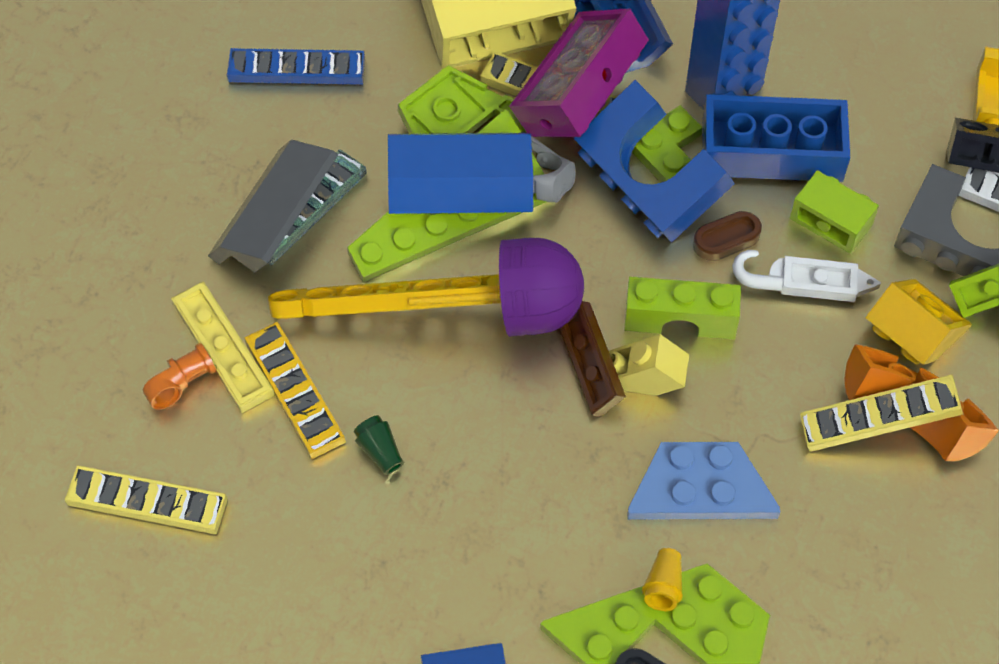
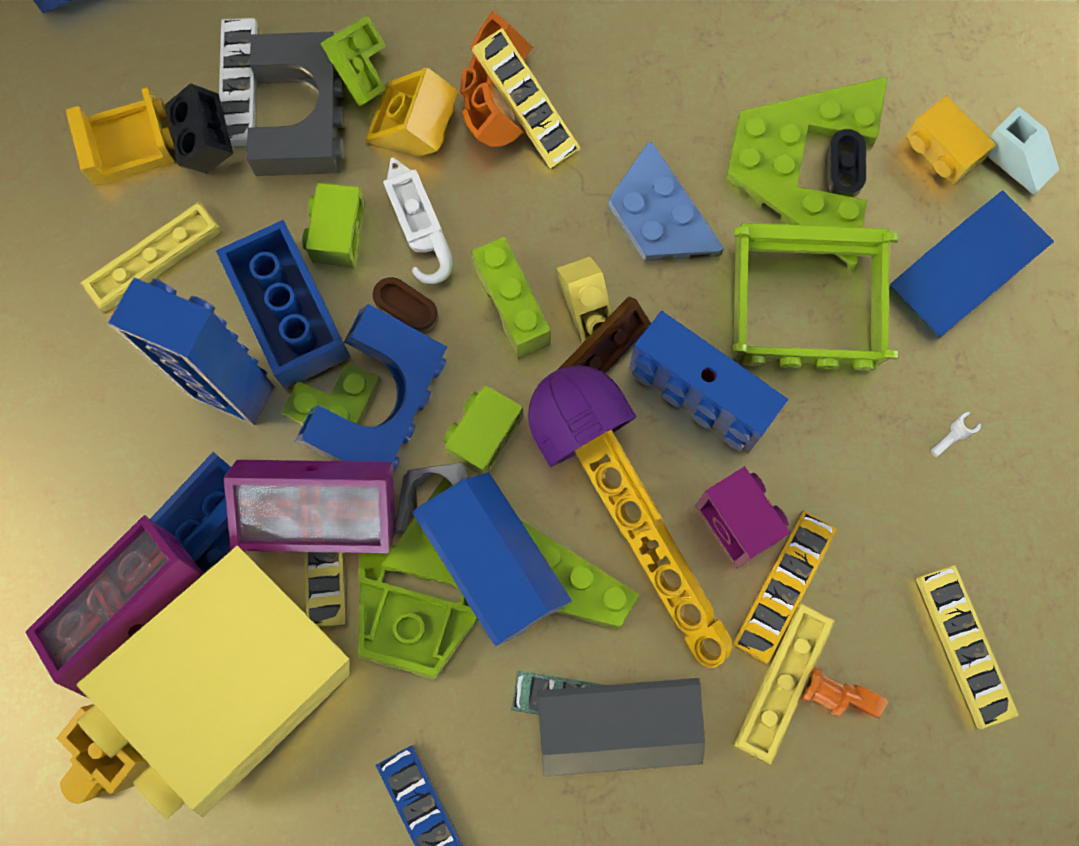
camera: 120 degrees left, 15 degrees up
(322, 608) = (957, 432): none -> white hand
(368, 368) = (742, 516): none -> magenta brick
(379, 444) = (790, 479): dark green cone -> none
(503, 406) = (705, 382): none -> blue brick
(573, 225) = (483, 429): none -> lime brick
(583, 583) = (816, 240): none -> lime window
(664, 581) = (770, 186): yellow cone -> none
(881, 79) = (151, 256): none -> light yellow tile

